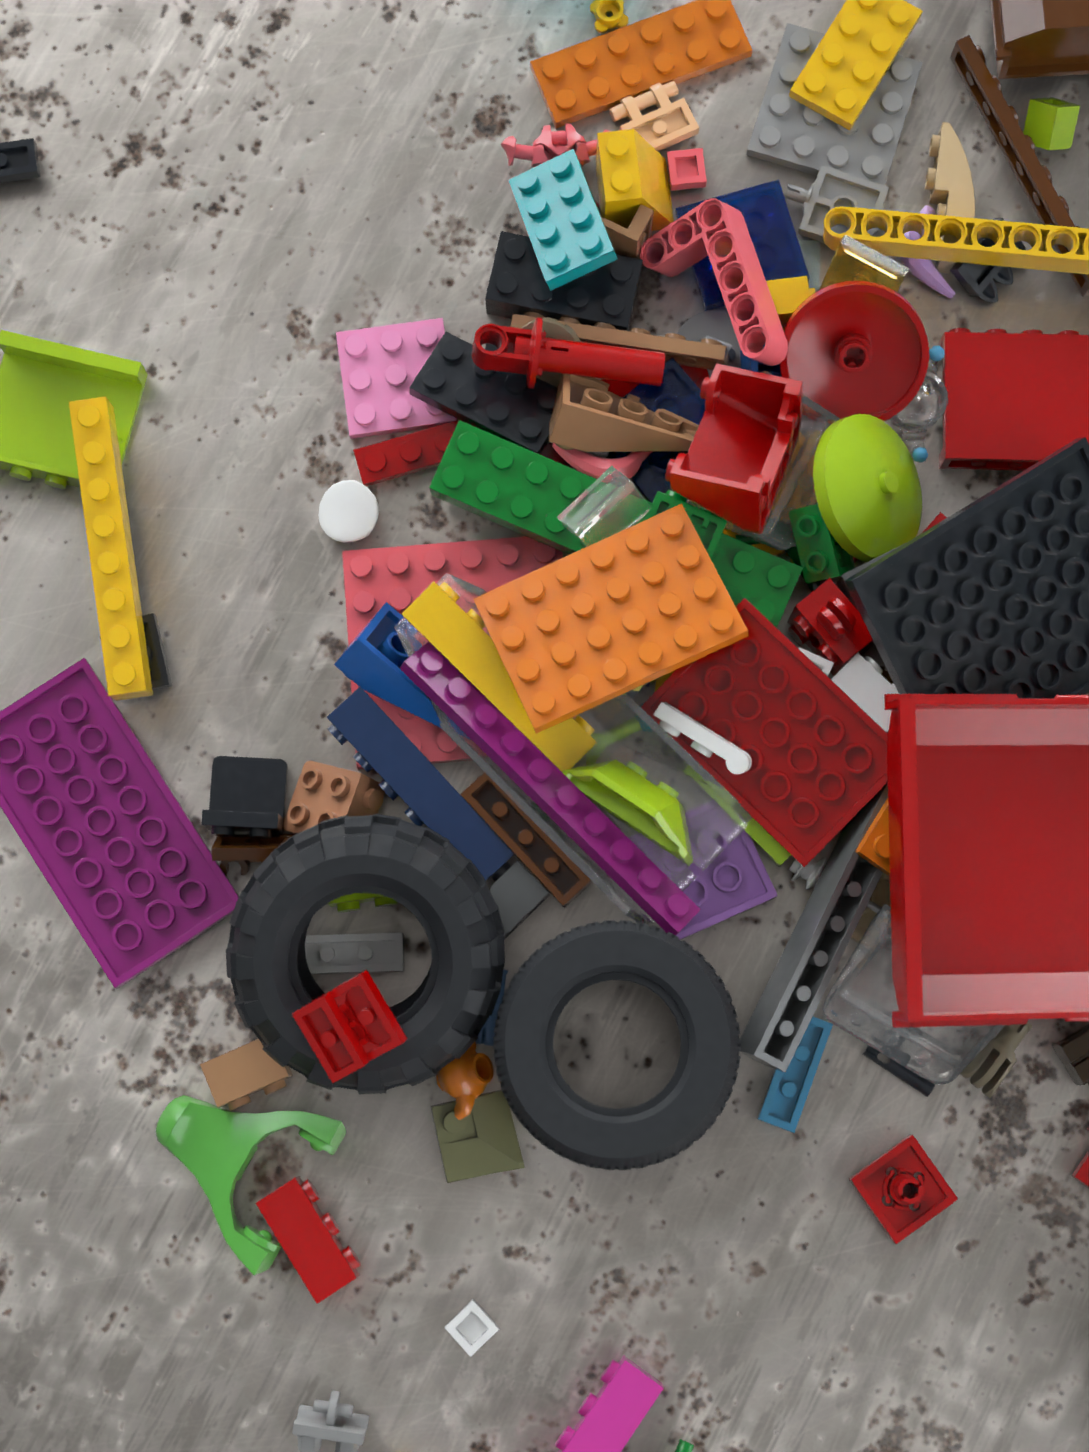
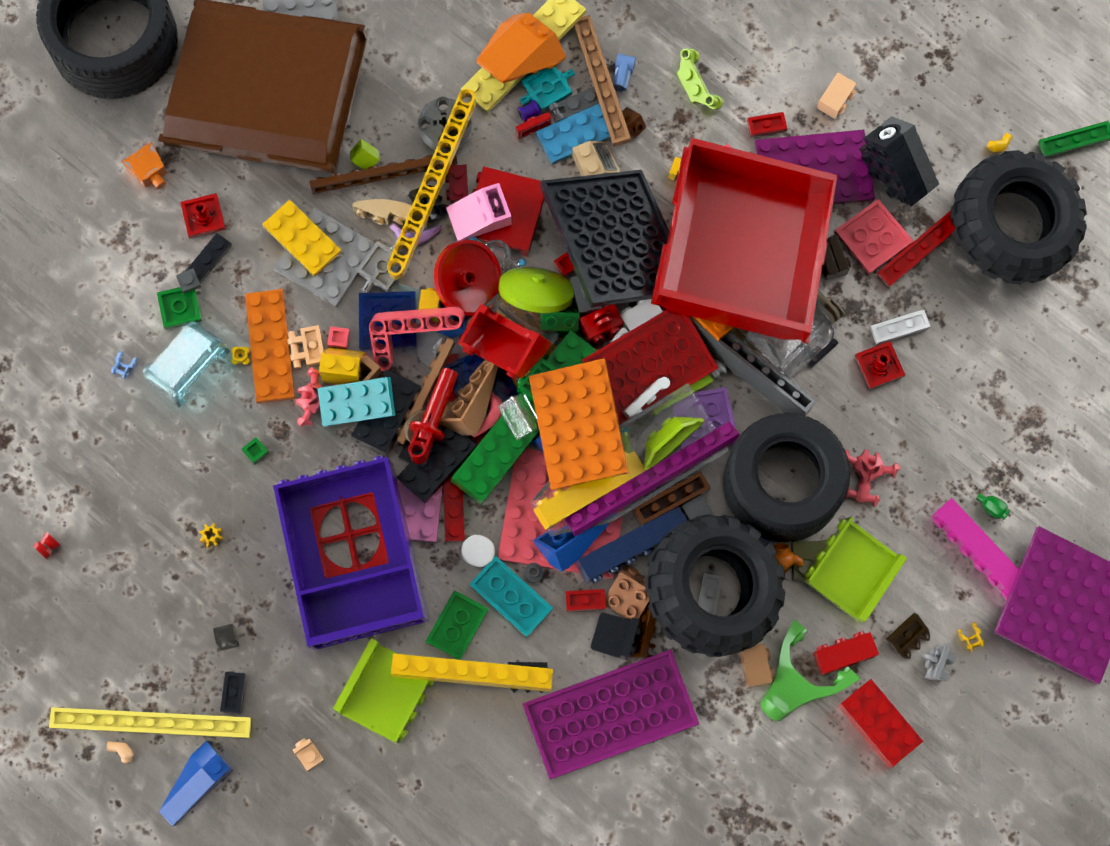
camera: 80 degrees left, 5 degrees down
(94, 124) = (226, 637): none -> clear smoke brick
(186, 1334) = (880, 723): none -> red brick
(201, 274) = (367, 597): none -> dark purple panel
(203, 509) = (457, 625): none -> green plate
(270, 42) = (208, 531): none -> yellow gear
(277, 591) = (511, 596): none -> teal plate
(301, 727) = (585, 600): none -> red plate
(332, 632) = (535, 578): none -> dark grey plate
(349, 1026) = (754, 594): red slope -> none
(372, 1356) = (908, 635): none -> dark brown plate
(439, 83) = (255, 450): none -> green plate
(472, 1327) = (904, 584): white plate -> none
(474, 1222) = (854, 570): none -> lime panel
(684, 1208) = (868, 468): none -> coral piece
(790, 1089) = (823, 407): dark azure plate -> none
(861, 263) = (422, 265): clear yellow plate -> none
(991, 347) = (479, 213): none -> bright pink slope
(994, 1214) = (900, 327): none -> white plate
(1039, 302) = (458, 183): none -> dark red brick

